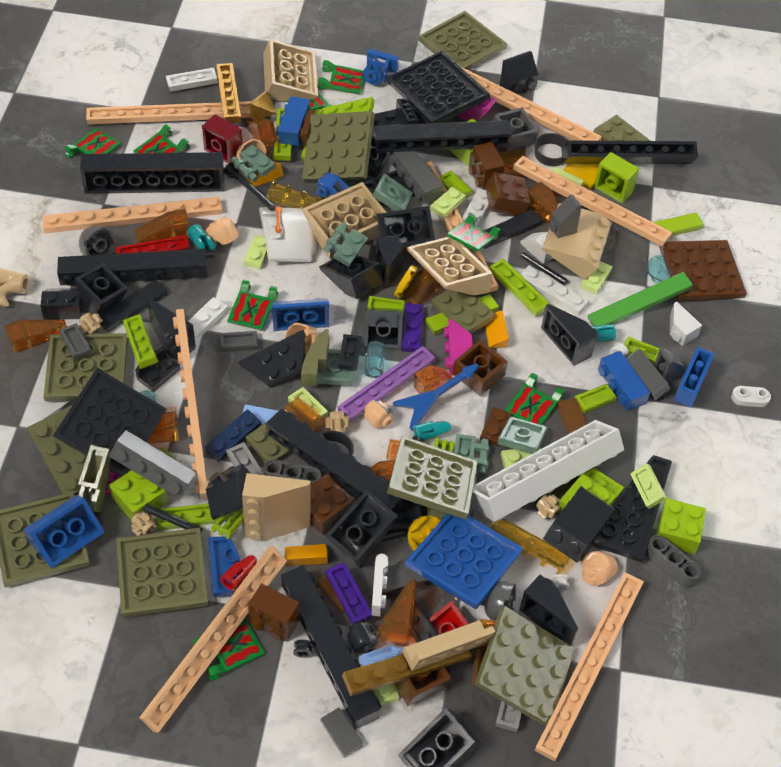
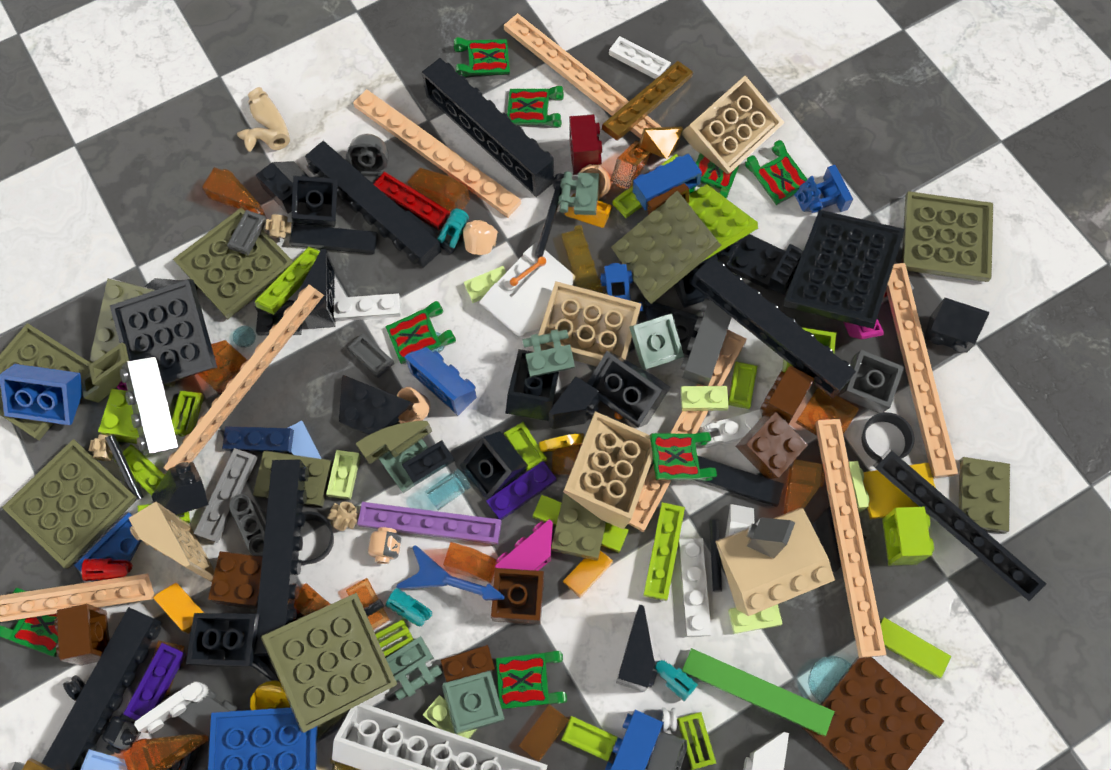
camera: 55 degrees right, 15 degrees up
(305, 414) = (322, 482): clear orange tile -> none

